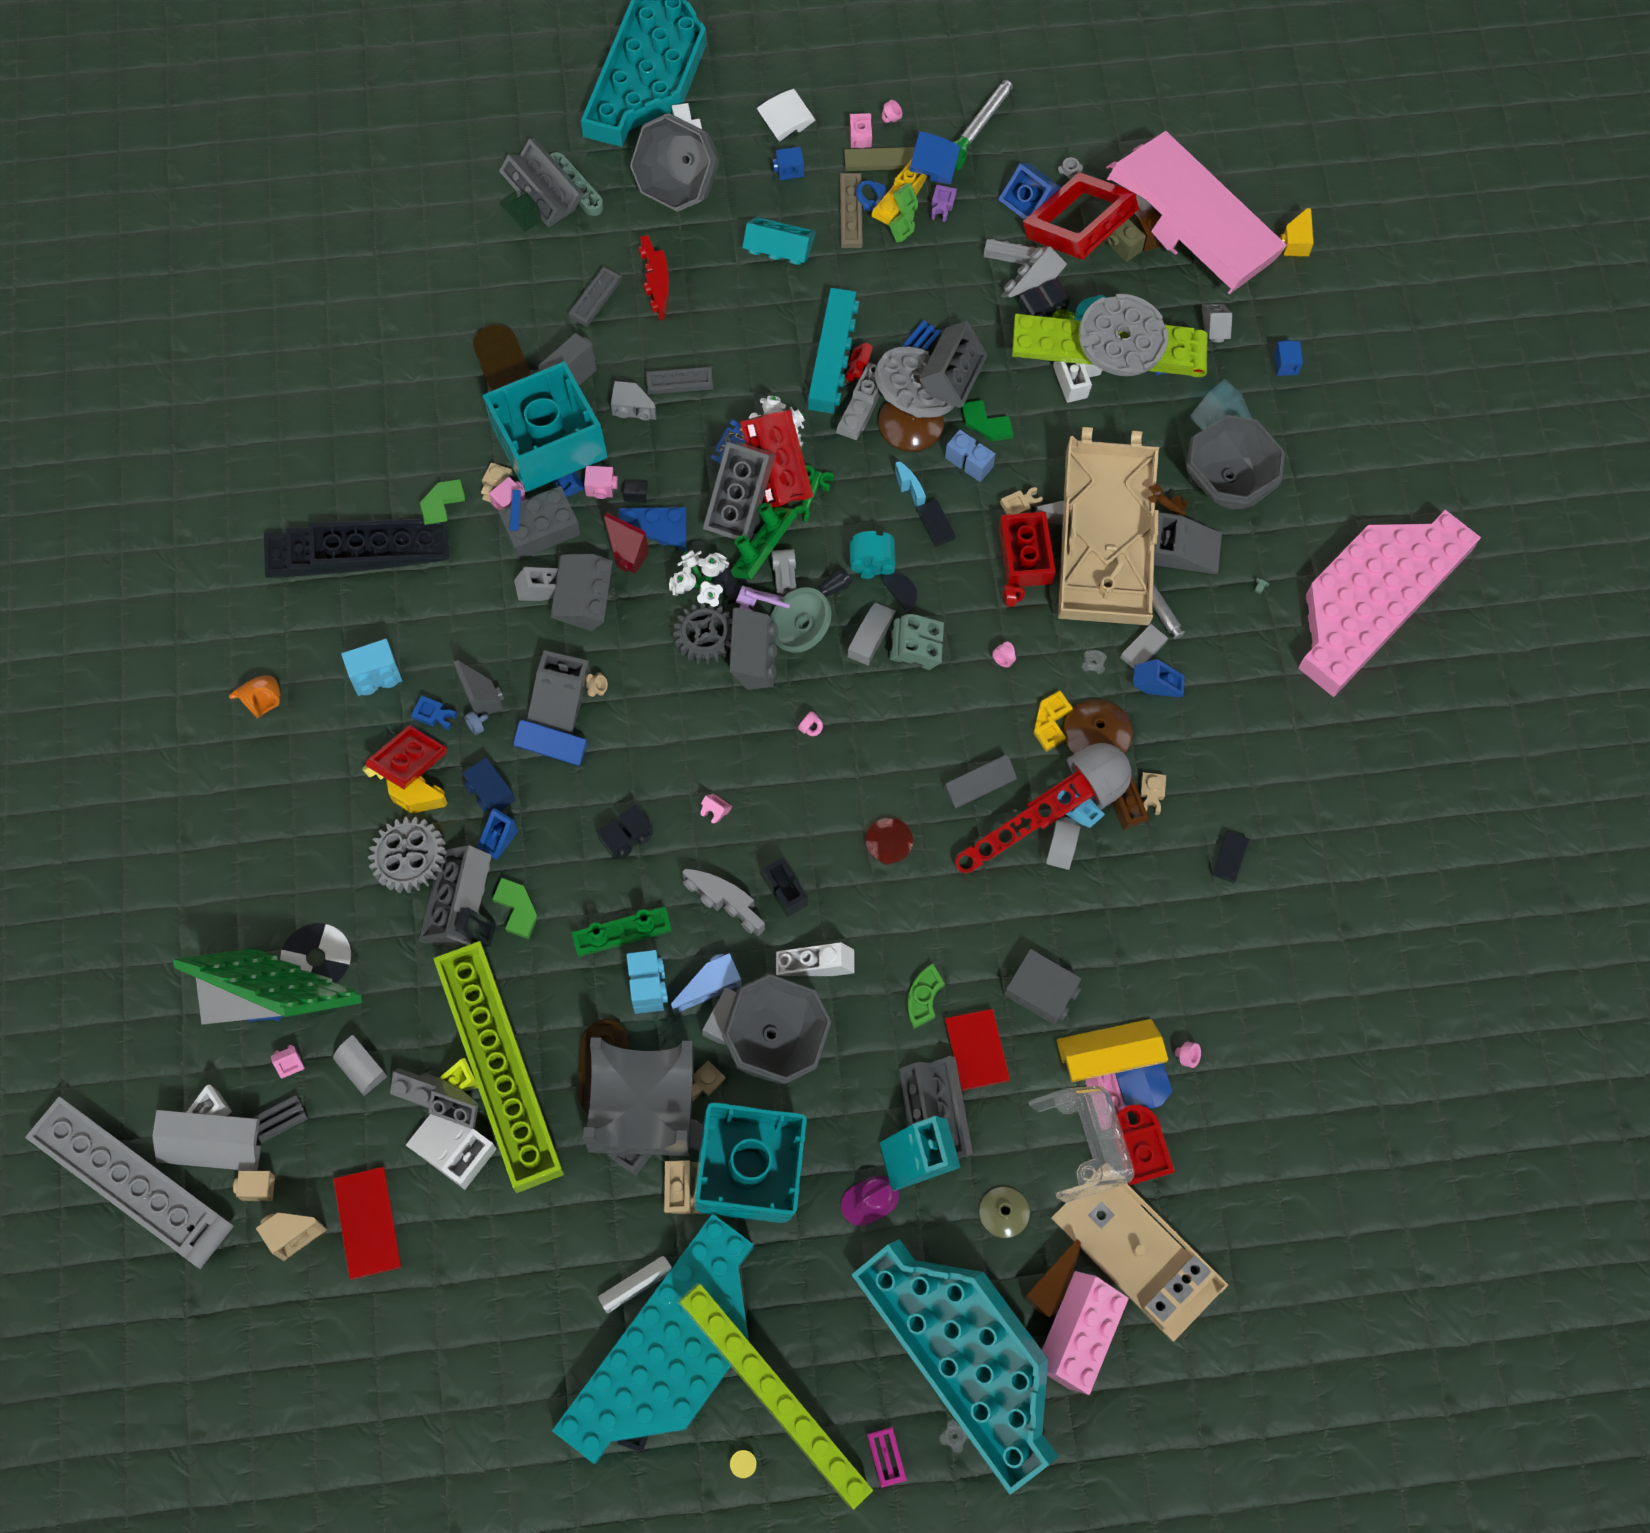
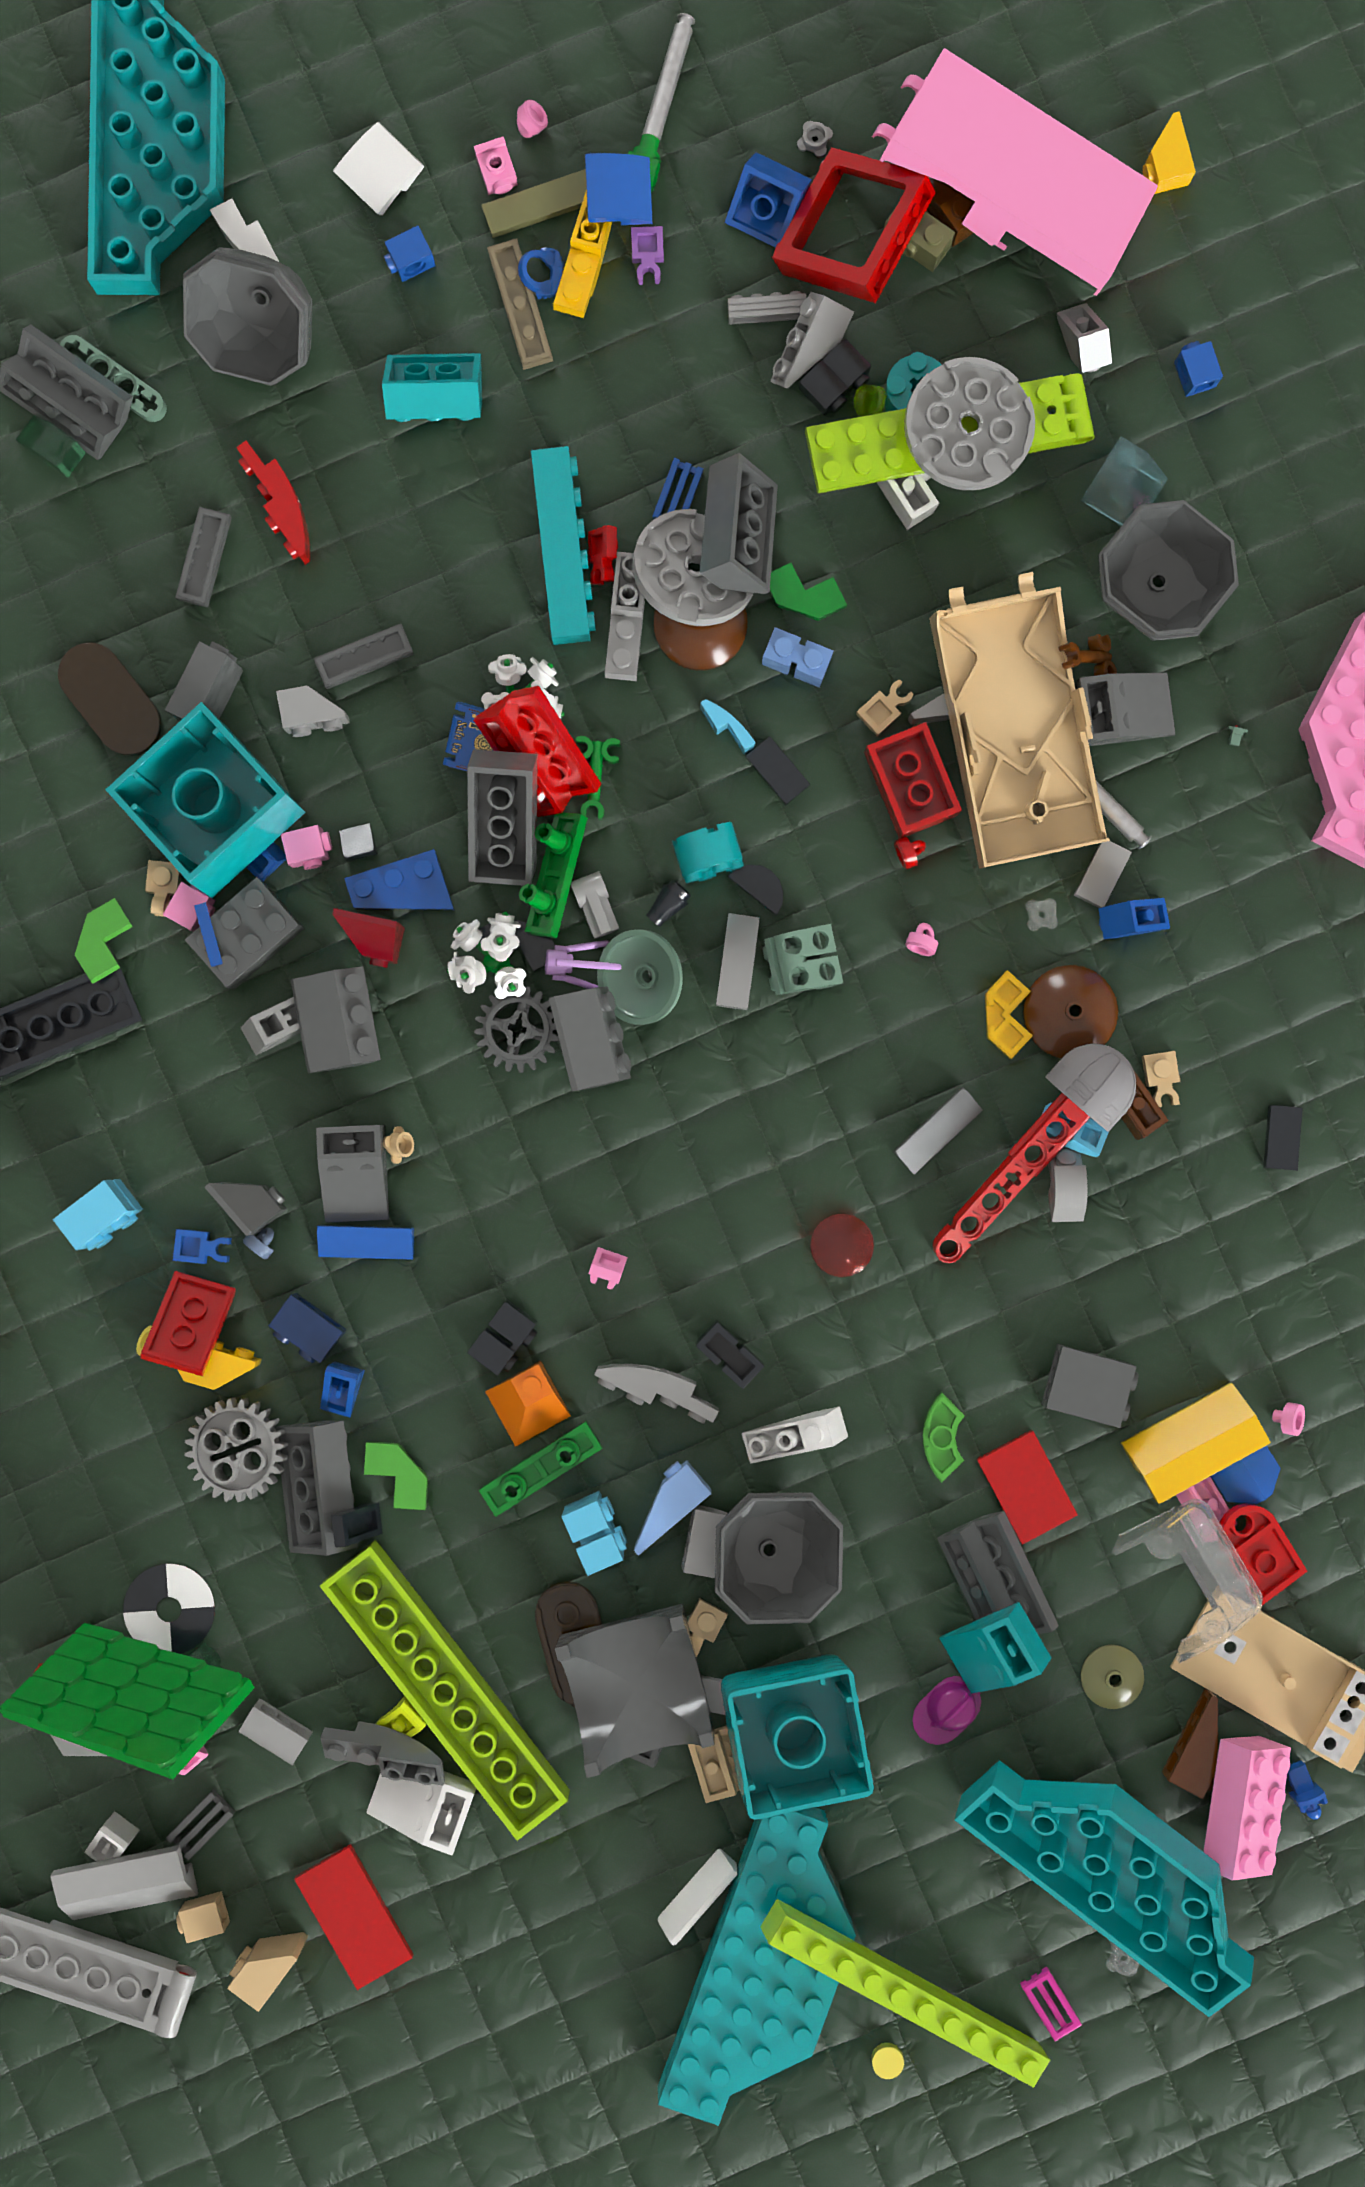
camera: 15 degrees left, 20 degrees up
(627, 883) = (528, 1403): none -> orange slope
(808, 721) = (691, 1116): bright pink tile -> none
(907, 202) = (598, 275): bright green tile -> none
(1131, 1342) = (1305, 1792): none -> blue piece

